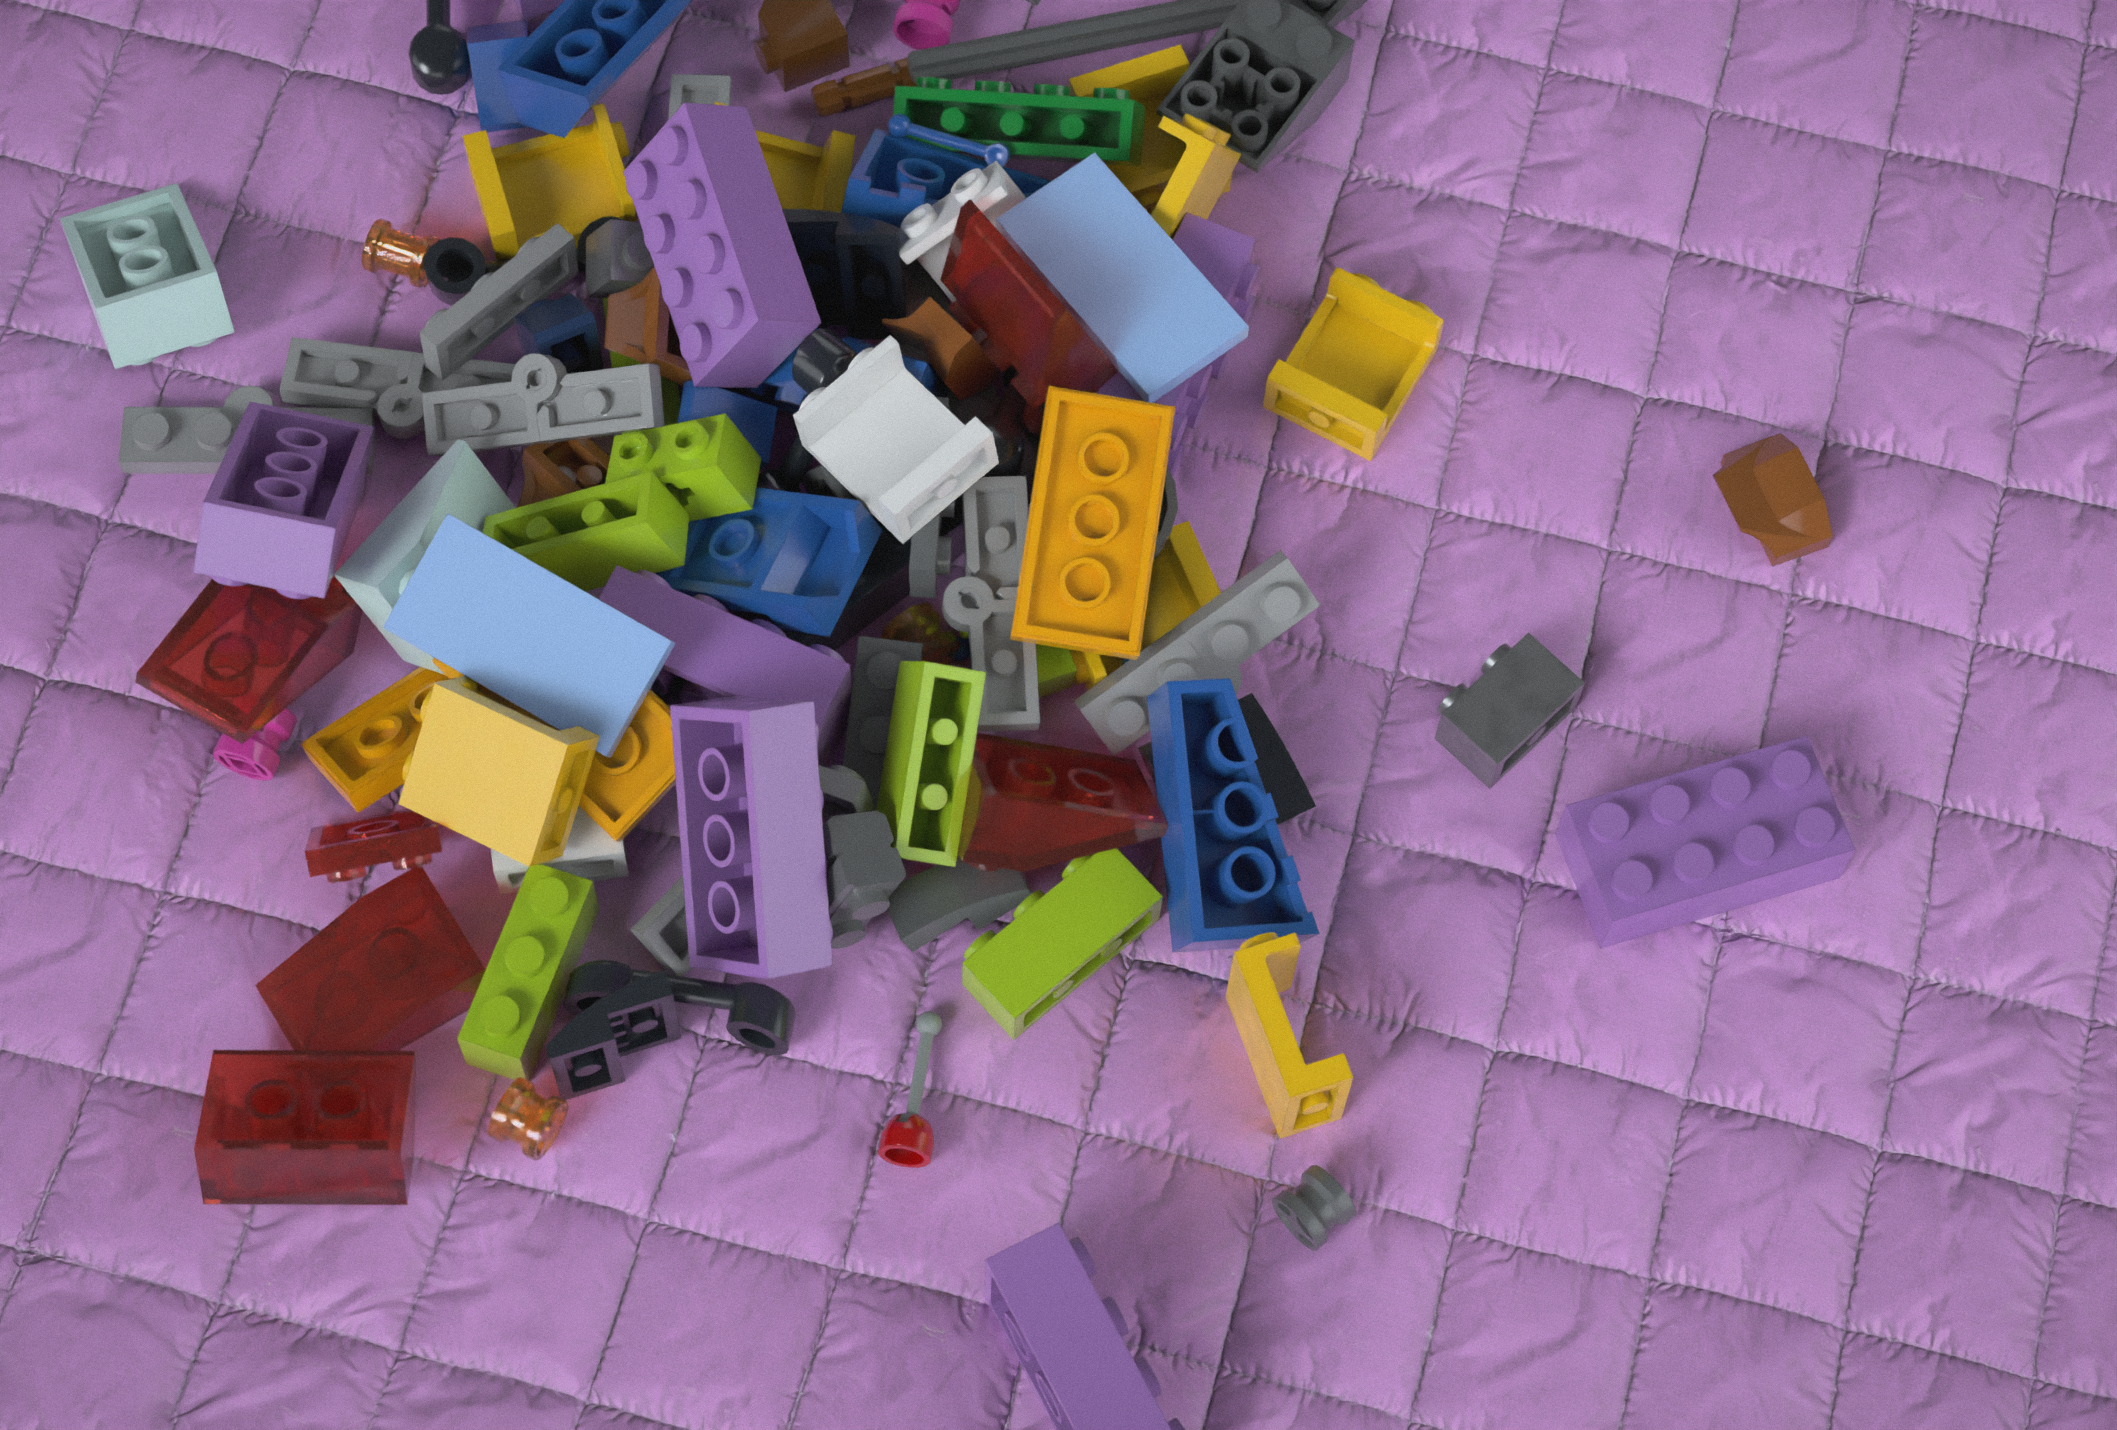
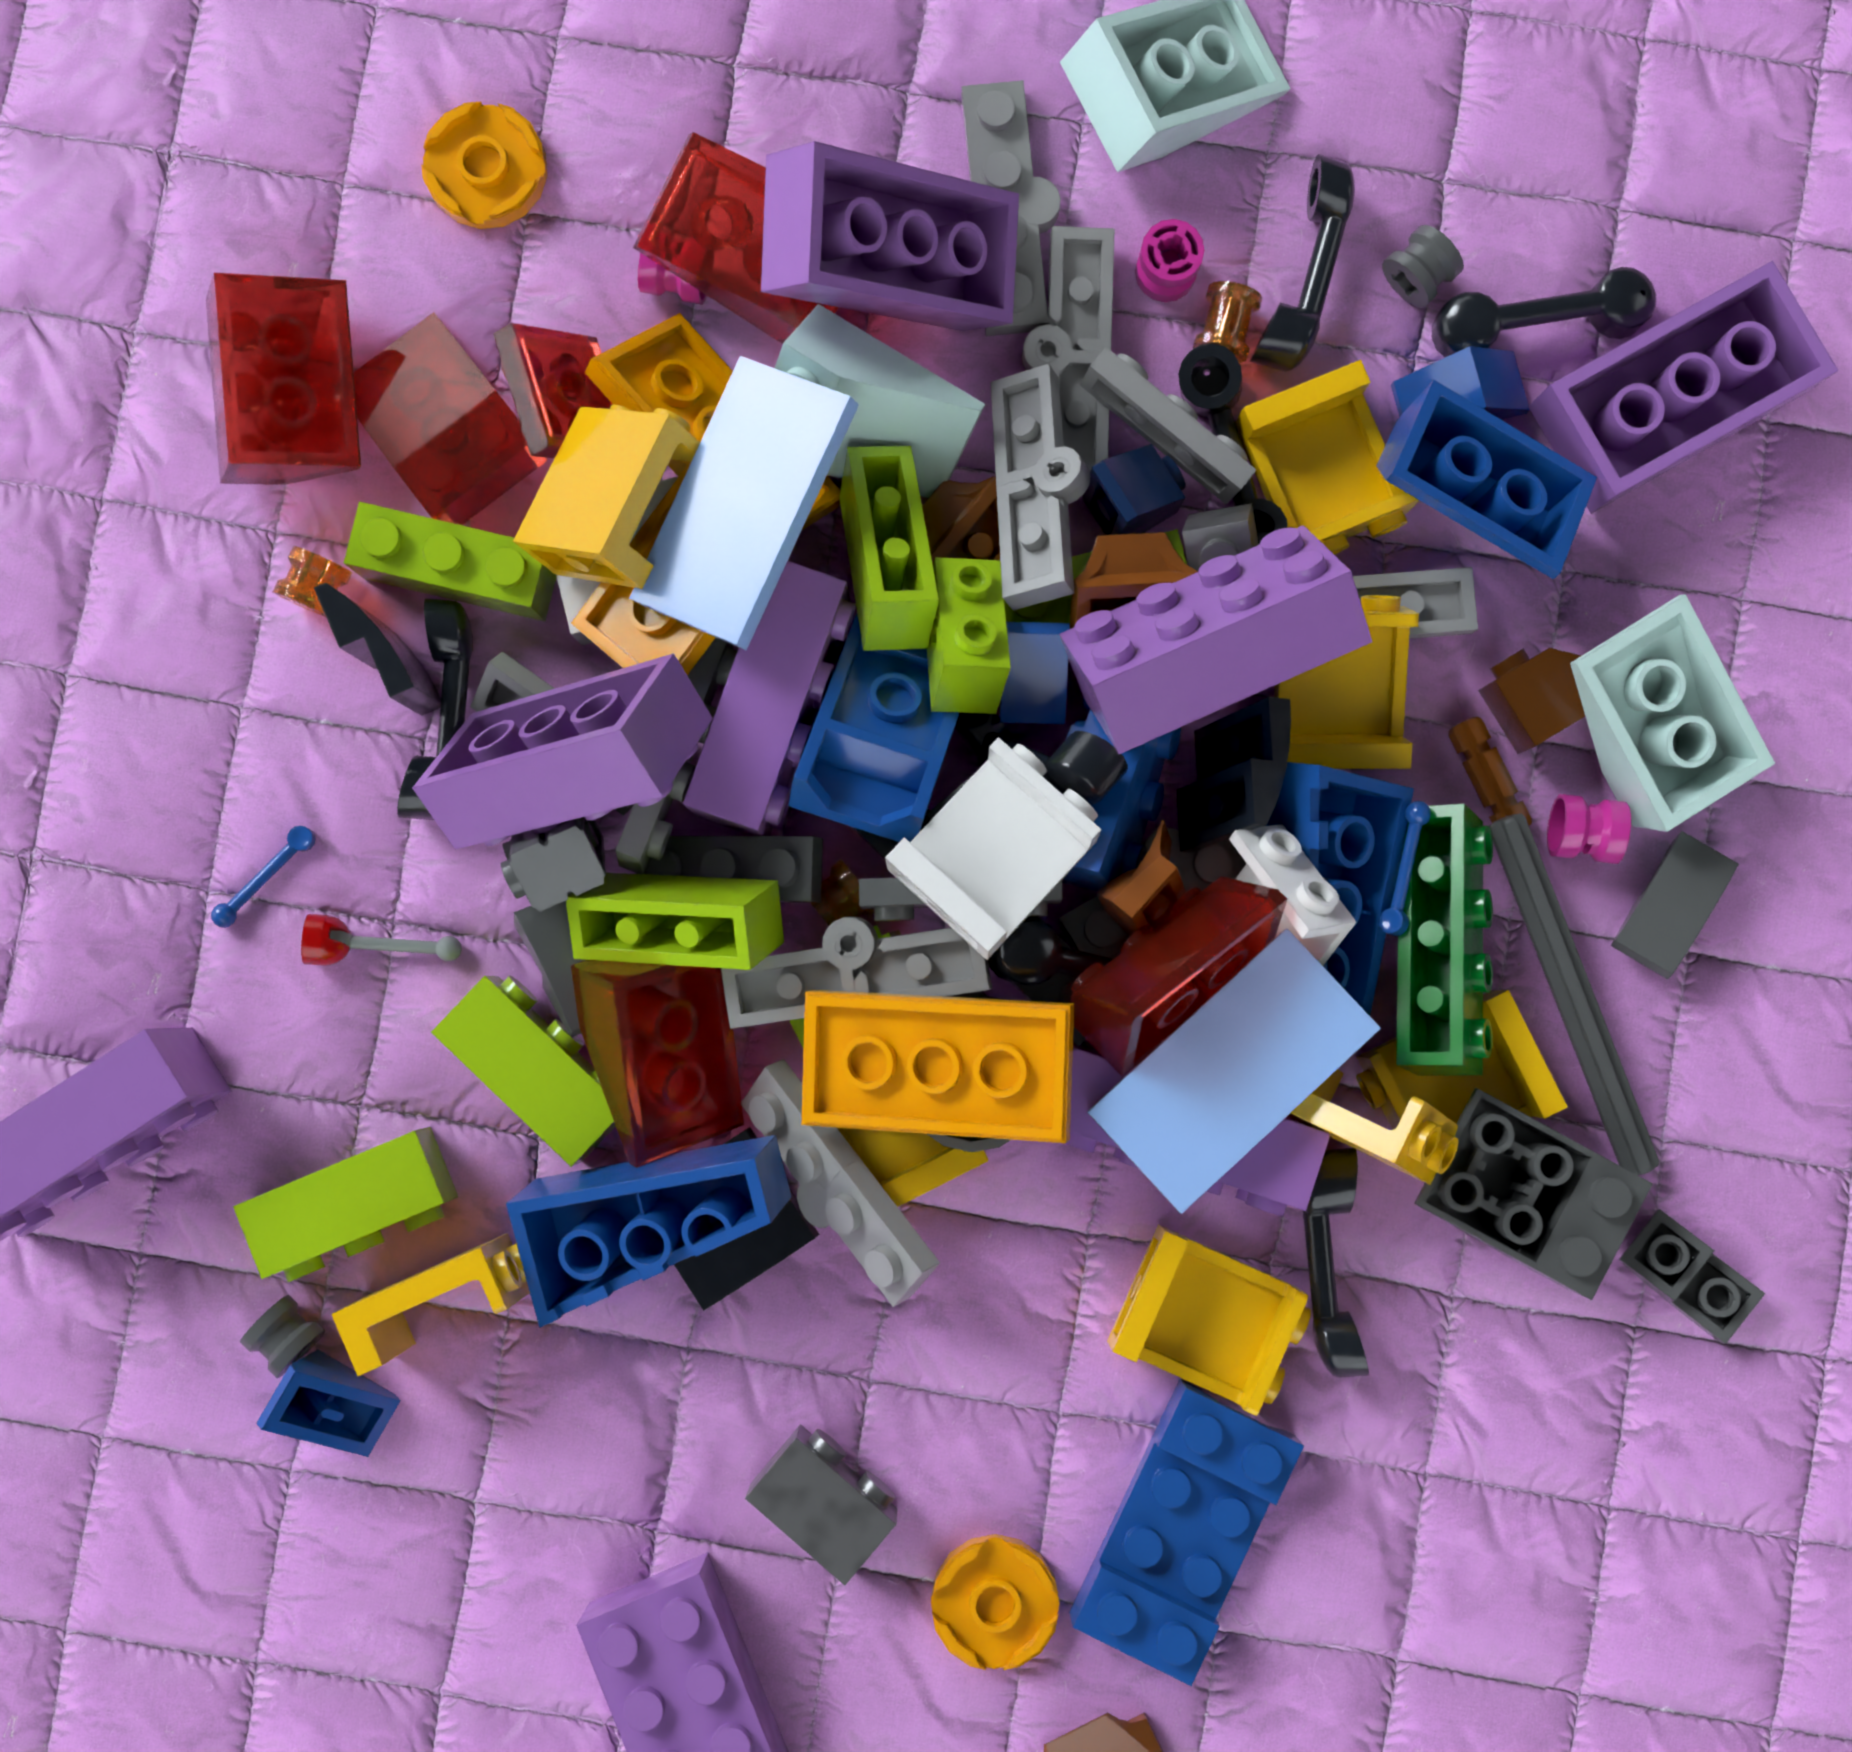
camera: 90 degrees right, 20 degrees up
(106, 924) = (484, 165): none -> light orange tile
(332, 295) = (1165, 275): none -> dark pink wheel
(376, 85) = (1423, 266): none -> dark grey wheel
(420, 200) = (1293, 328): none -> black piece
(797, 1167) = (299, 839): none -> blue hinge
(1184, 1132) = (347, 1205): none -> lime brick
(1379, 255) = (1332, 1330): none -> black piece
(1387, 1167) = (329, 1406): none -> blue slope
(1547, 404) = (1183, 1532): none -> blue piece
(1612, 576) = (995, 1602): none -> light orange tile

